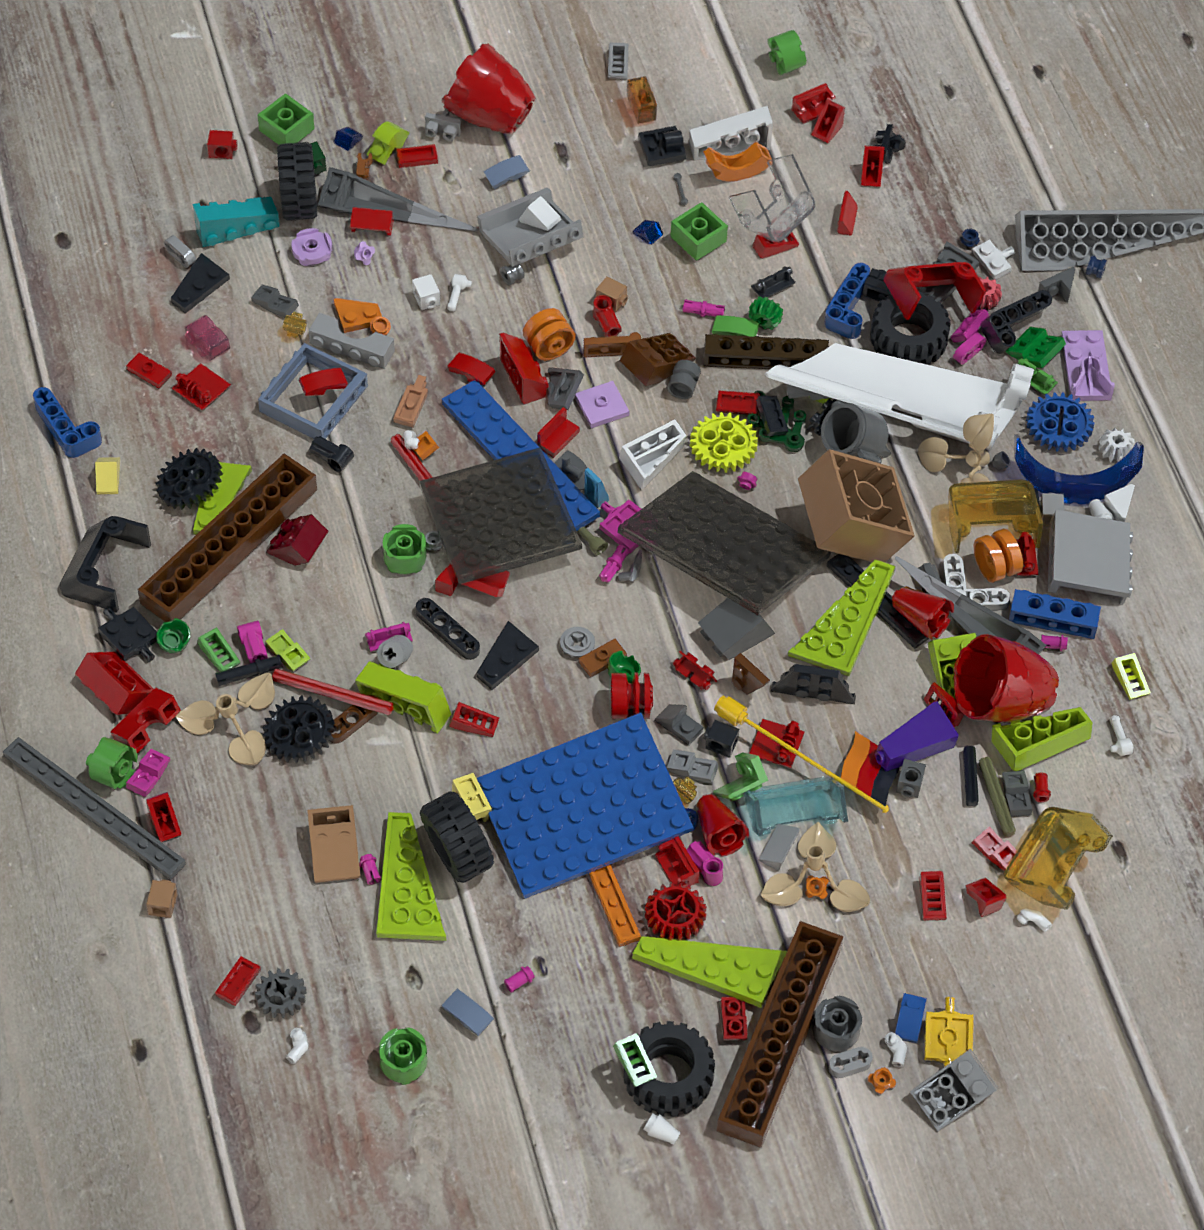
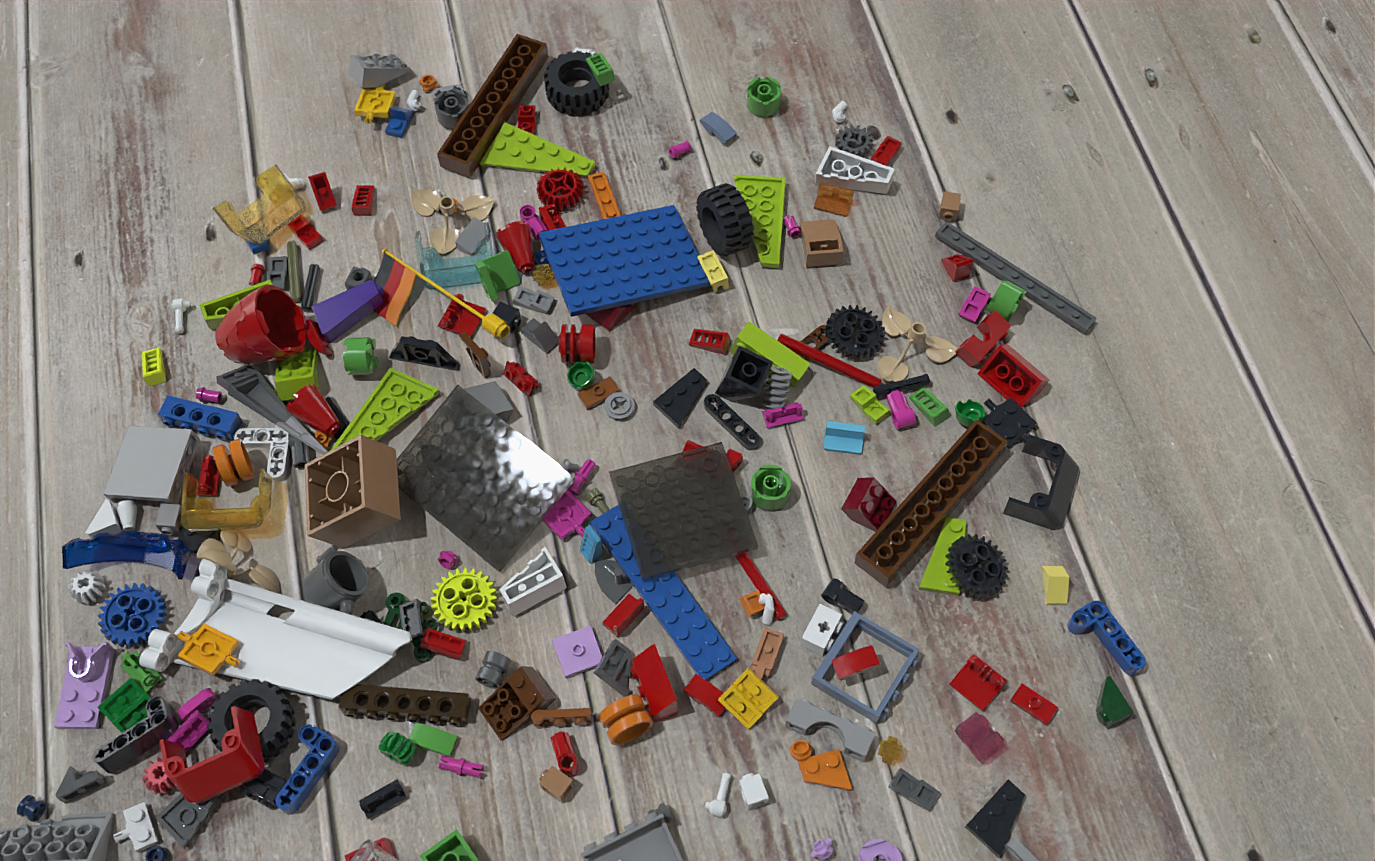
camera: 175 degrees left, 5 degrees up
(73, 365) = (1111, 704): none -> dark green slope
(285, 938) = (854, 172): none -> white wedge
(313, 909) = (833, 199): none -> clear orange panel
(319, 613) = (844, 437): none -> medium azure panel
(355, 423) = (823, 618): none -> white brick
(430, 363) = (748, 698): none -> yellow slope
(434, 652) = (744, 375): none -> black slope
(886, 676) = (360, 356): none -> bright green brick
(970, 384) = (208, 649): none -> light orange plate

